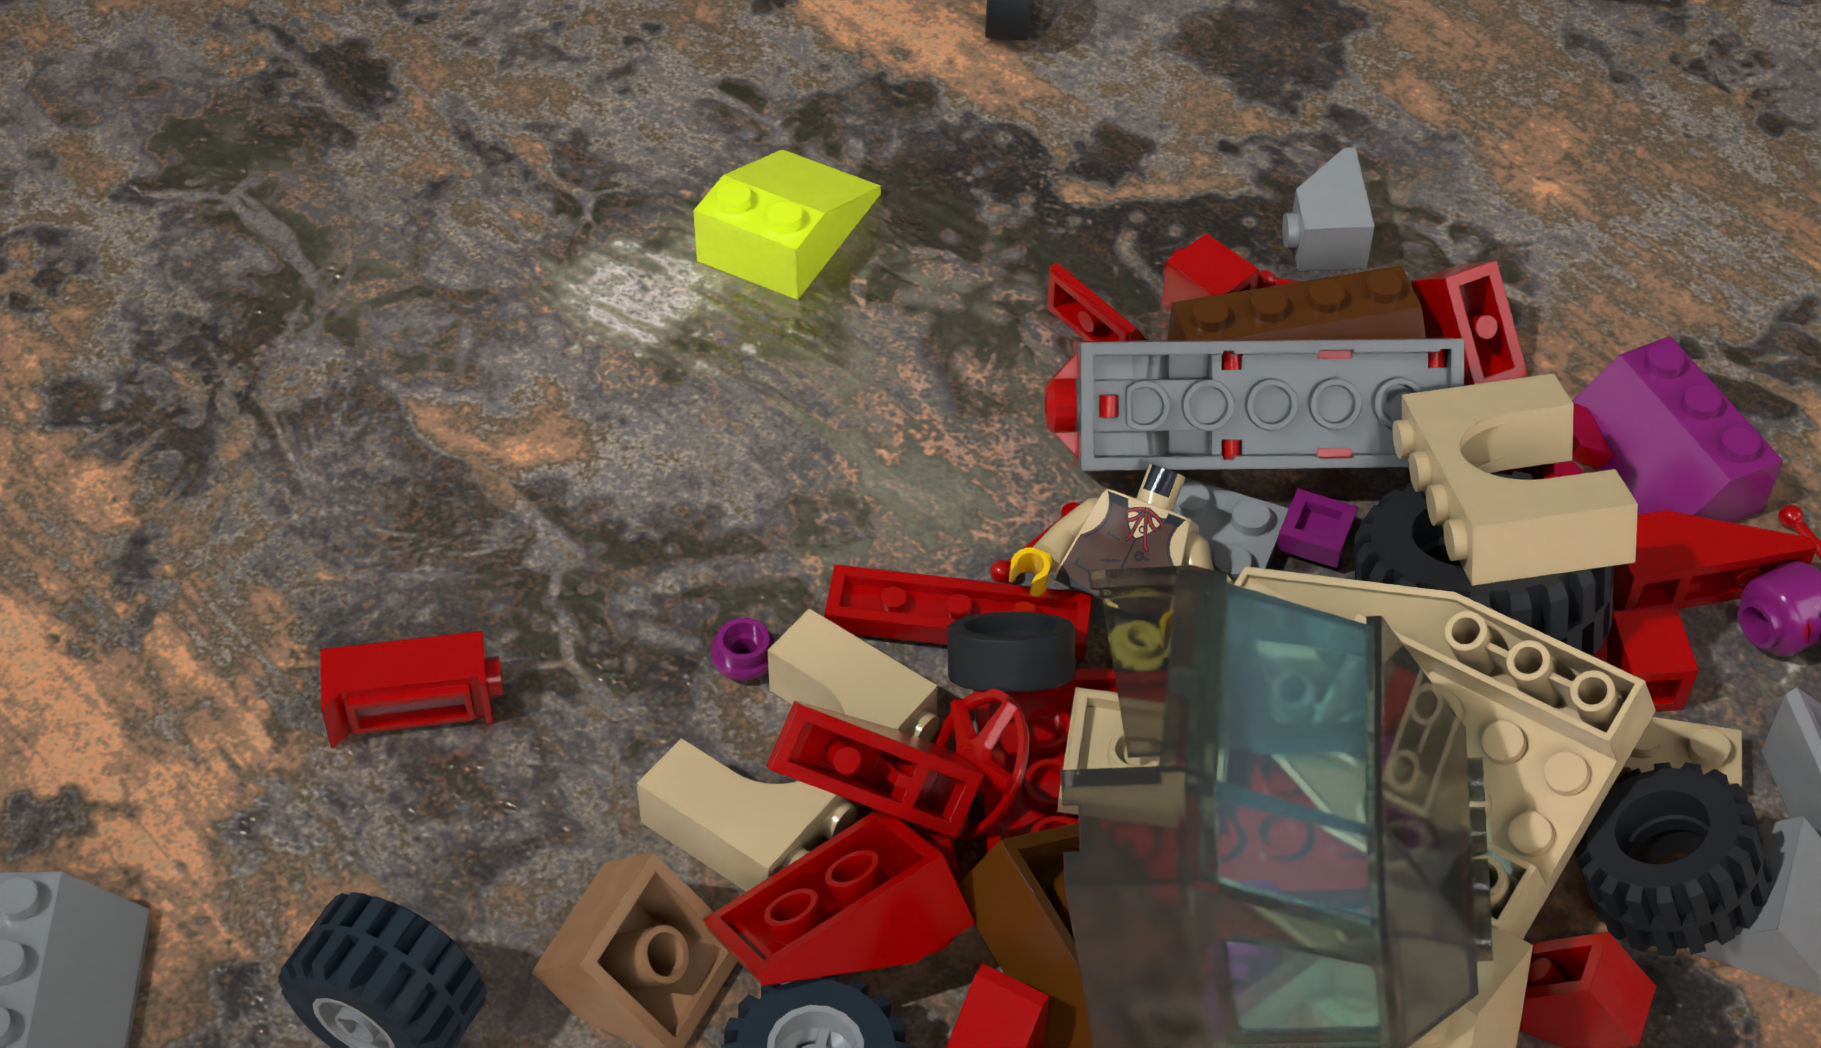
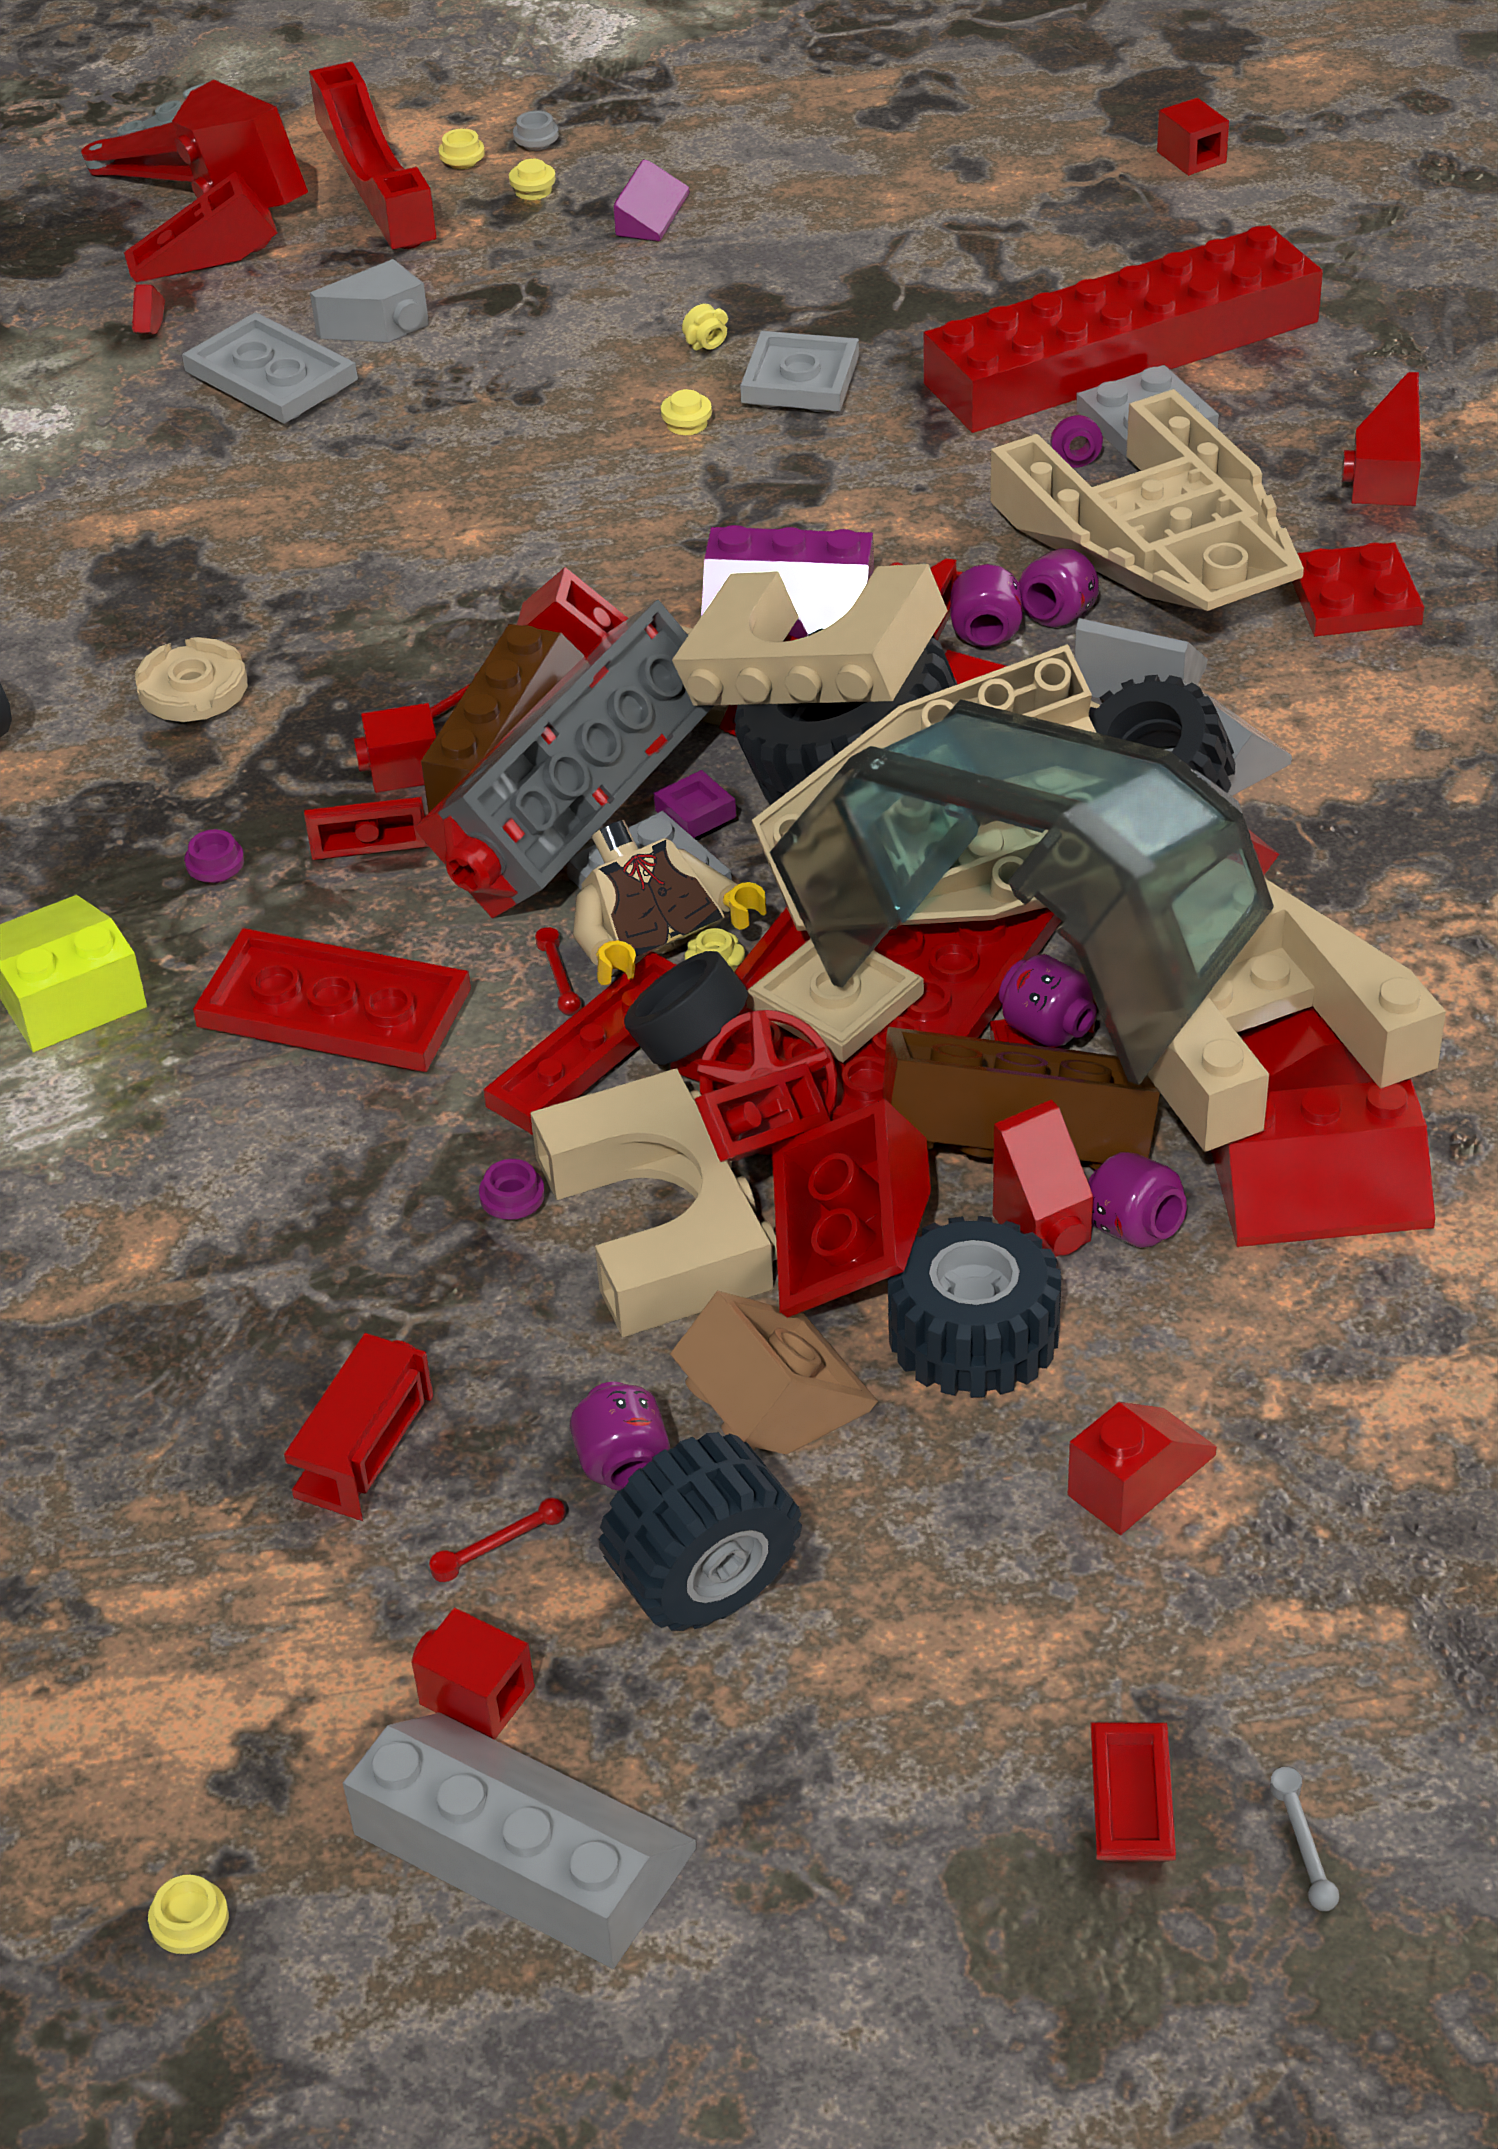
camera: 55 degrees left, 5 degrees down
(183, 908) = (472, 1672): none -> red brick
(311, 831) = (445, 1564): none -> red hinge
(493, 874) = (617, 1432): none -> magenta head
(877, 411) = (333, 999): none -> red plate
(985, 241) = (213, 856): none -> magenta plate
(1181, 111) = (191, 680): none -> tan plate
(1331, 217) = (401, 648): light grey slope -> none

